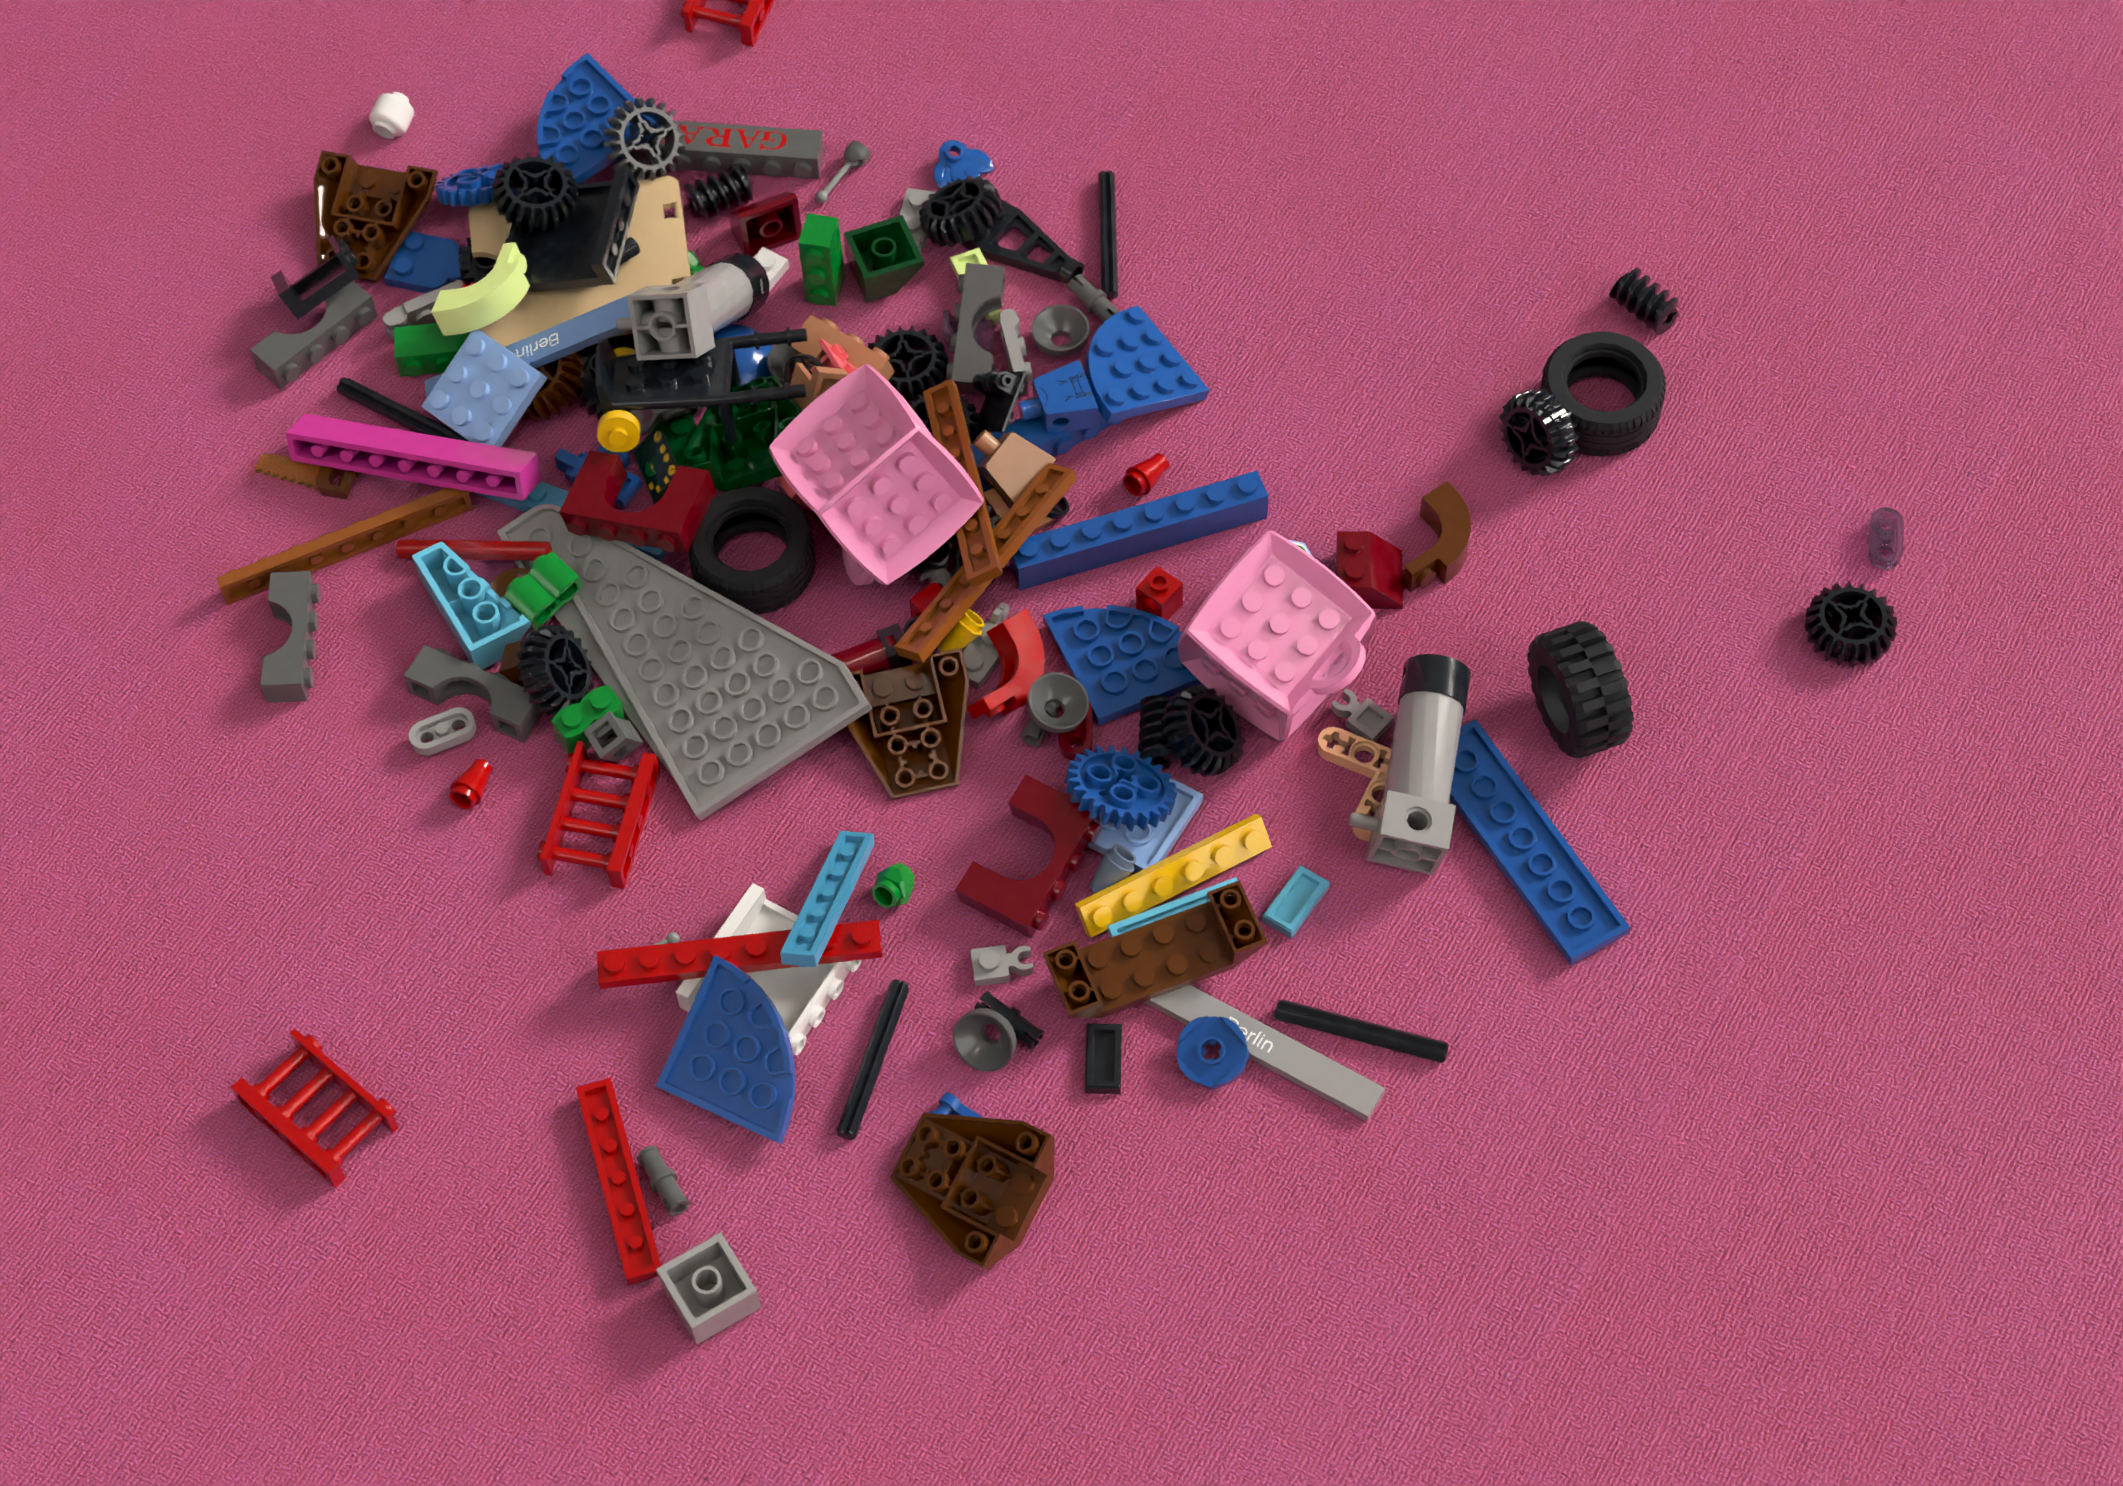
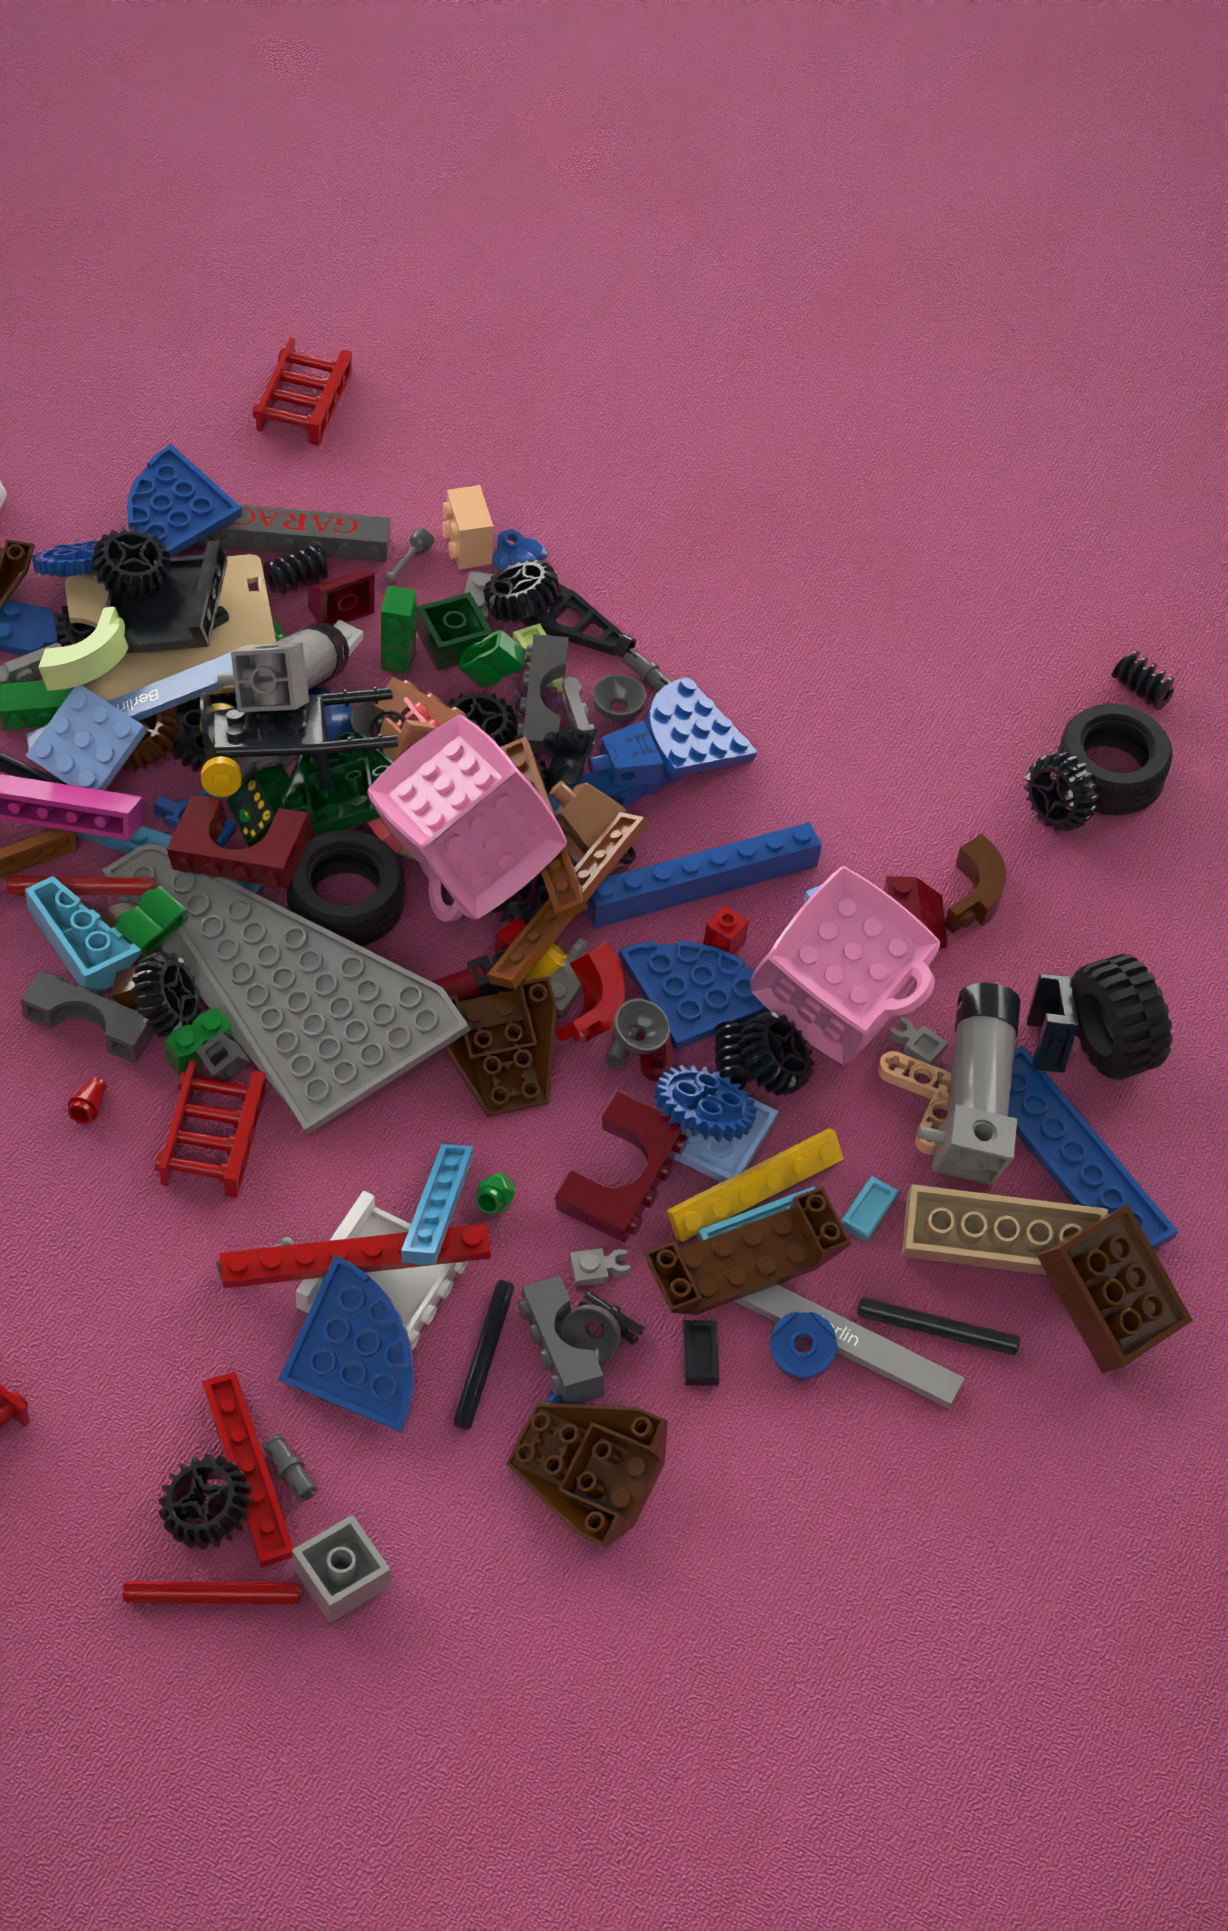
camera: 10 degrees left, 5 degrees down
(442, 731) = (57, 1051): light grey plate -> none
(576, 1310) = (211, 1592): none -> red axle
(582, 1221) = (220, 1512): none -> black gear
(638, 128) = (240, 541): dark grey gear -> none
(905, 140) = (468, 527): none -> light nougat brick
(923, 290) = (492, 659): none -> green brick
(963, 1078) = (573, 1370): none -> dark grey arch
(1108, 234) = (655, 614): black axle -> none
(1114, 867) = (701, 1176): sand blue cone -> none
(1144, 475) = (703, 827): red cone -> none
(1437, 929) = (987, 1228): none -> tan brick
(1510, 688) = (1056, 1013): none -> black panel
(1552, 993) = (1115, 1289): none -> reddish brown slope

